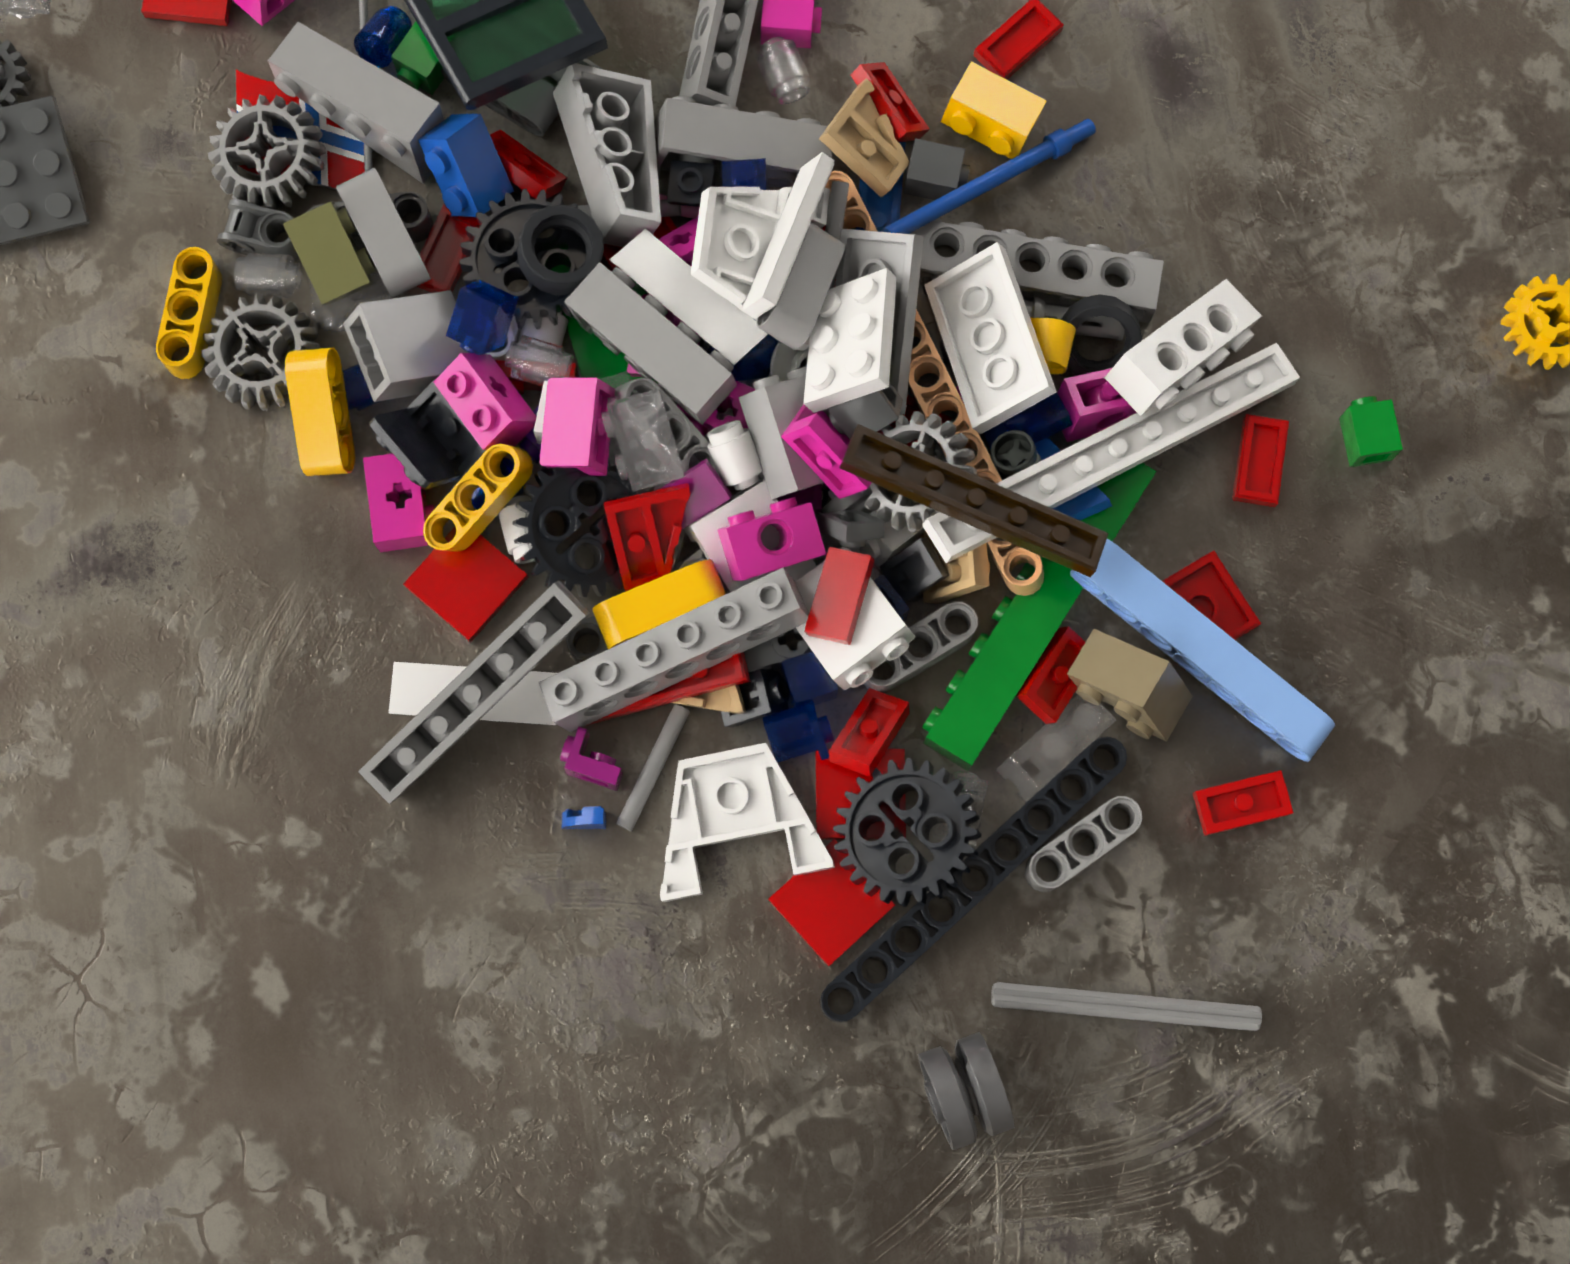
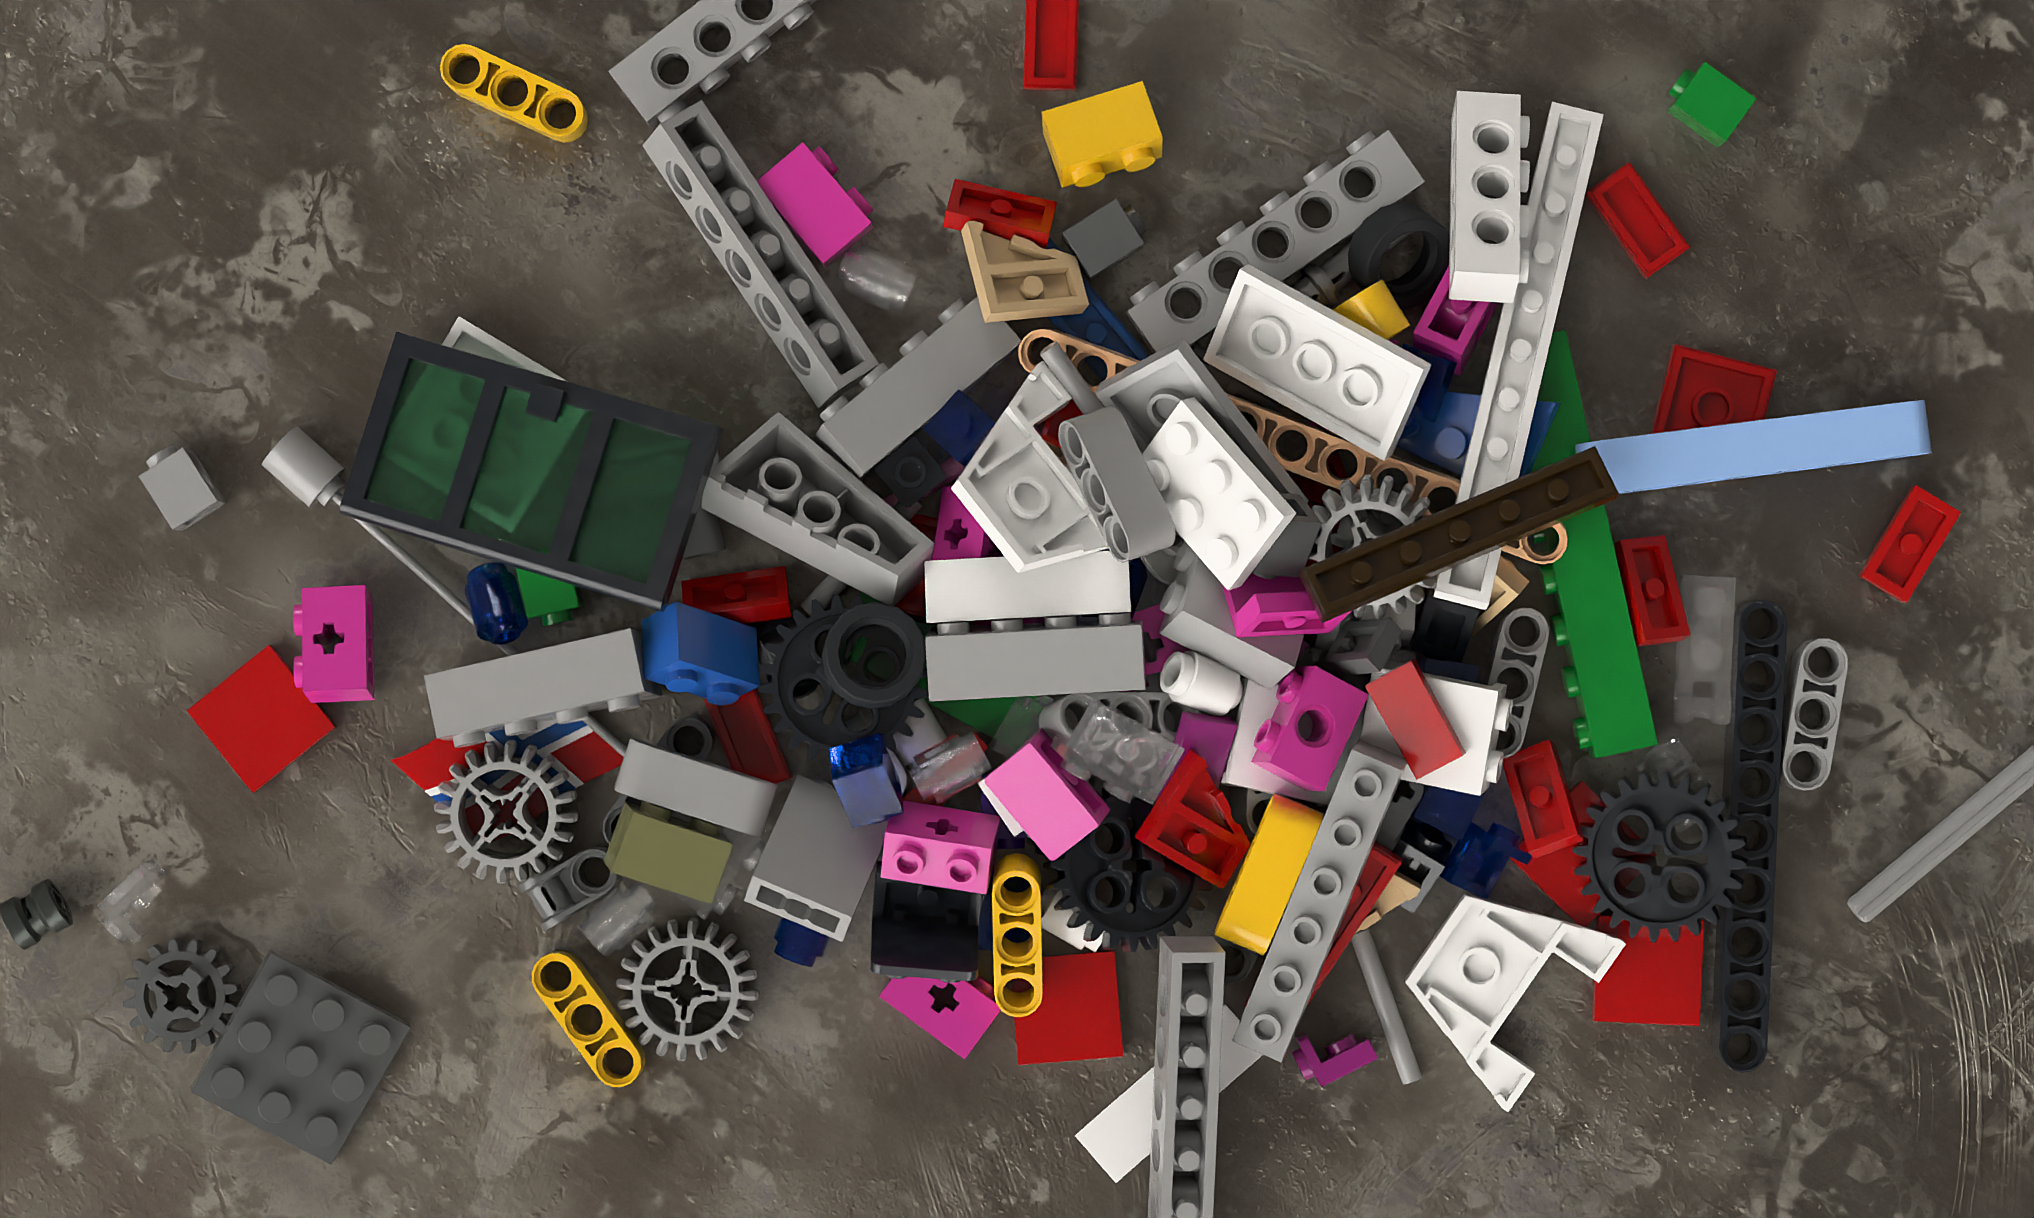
camera: 45 degrees left, 10 degrees up
(320, 411) = (800, 994): yellow beam -> none
(587, 818) = (1373, 1108): blue tile -> none
(788, 236) = (1064, 451): white tile -> none
(969, 1089) = (1916, 1021): flat silver wheel -> none
(1011, 450) = (1433, 449): pearl dark grey wheel -> none
(1053, 146) = (1183, 109): blue bar -> none
(1133, 681) = (1733, 540): dark tan brick -> none

